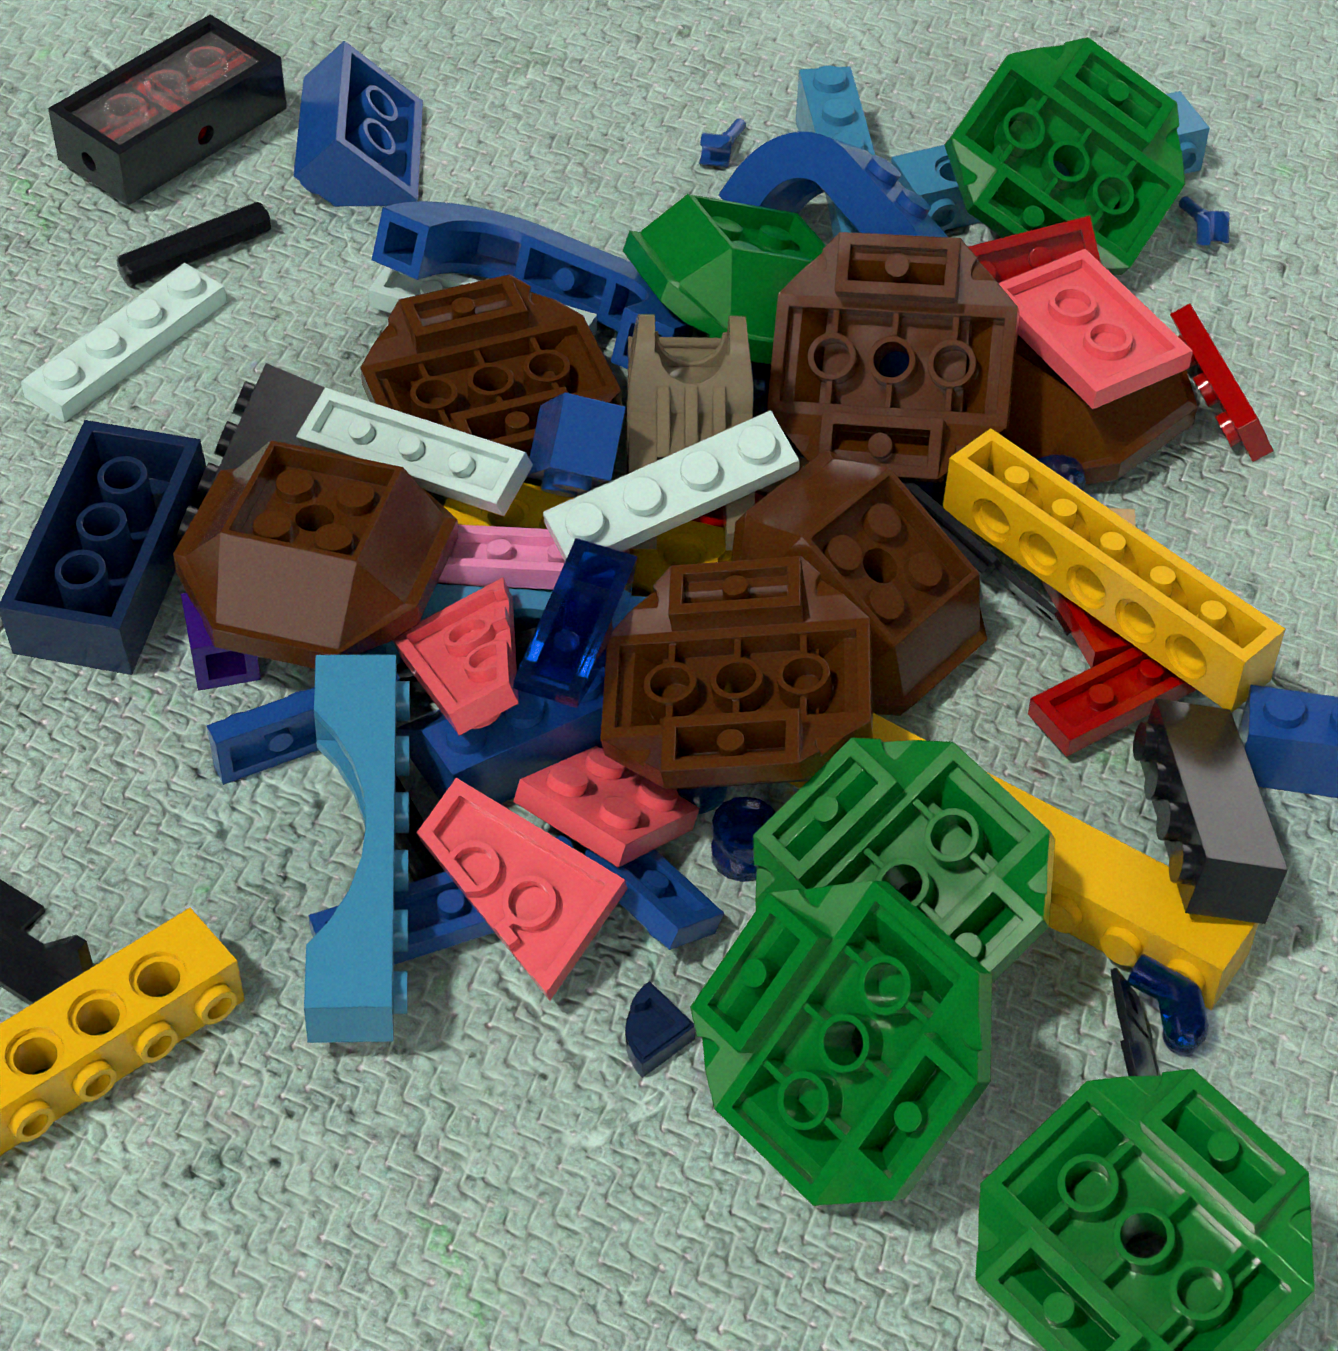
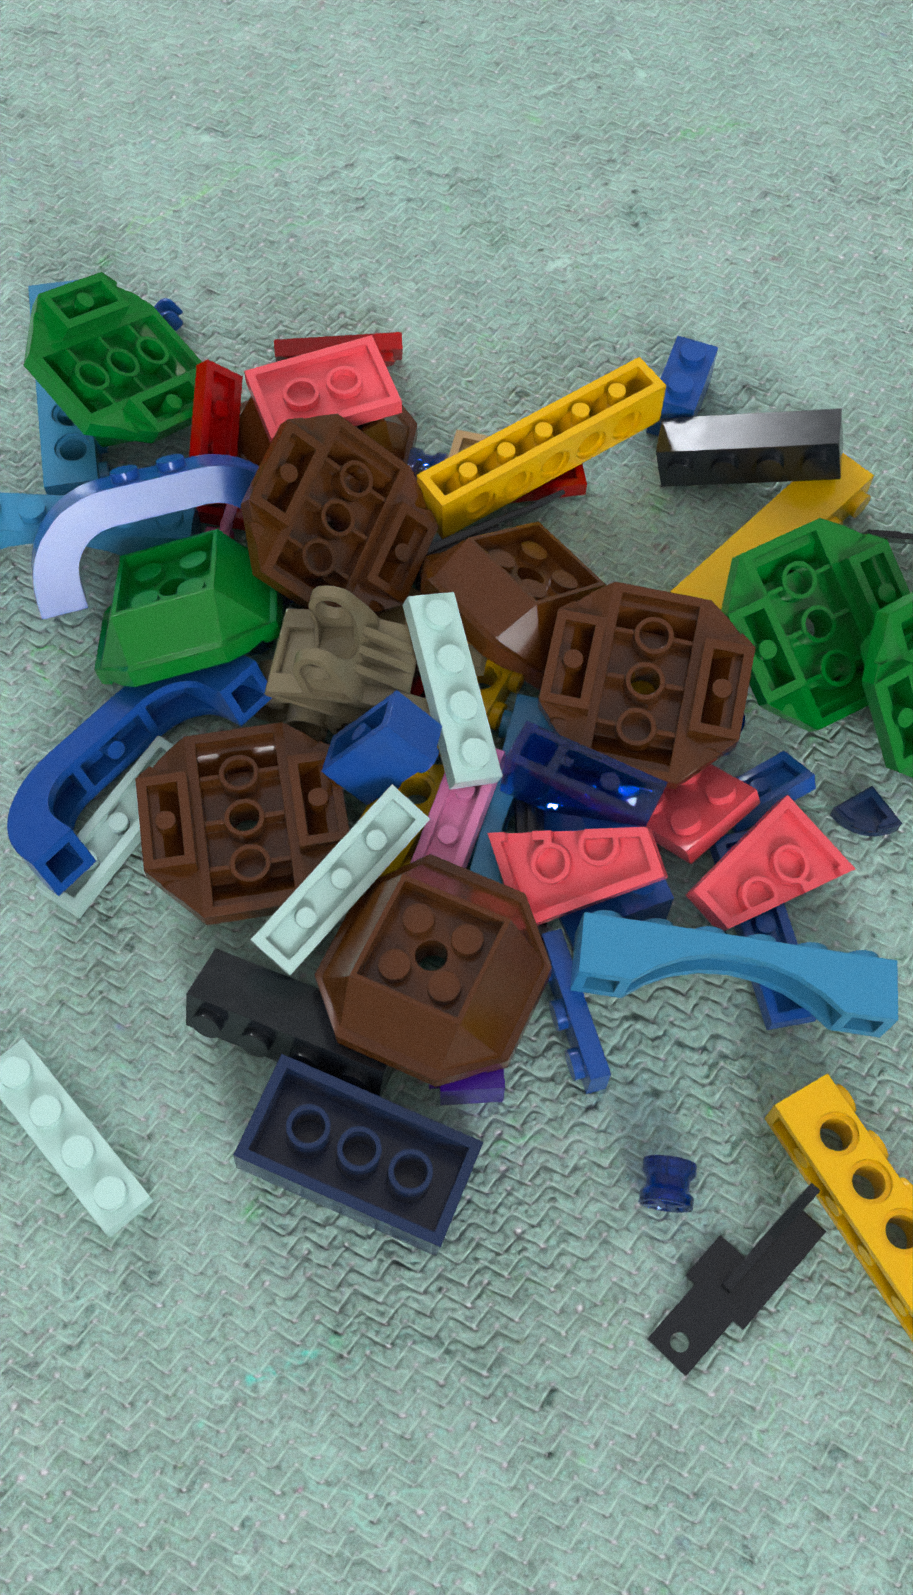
camera: 80 degrees left, 15 degrees up
(95, 833) = (667, 1183): none -> clear blue wheel
(1104, 699) = (622, 492): red plate -> none
(1179, 1003) = (878, 510): clear blue arm -> none

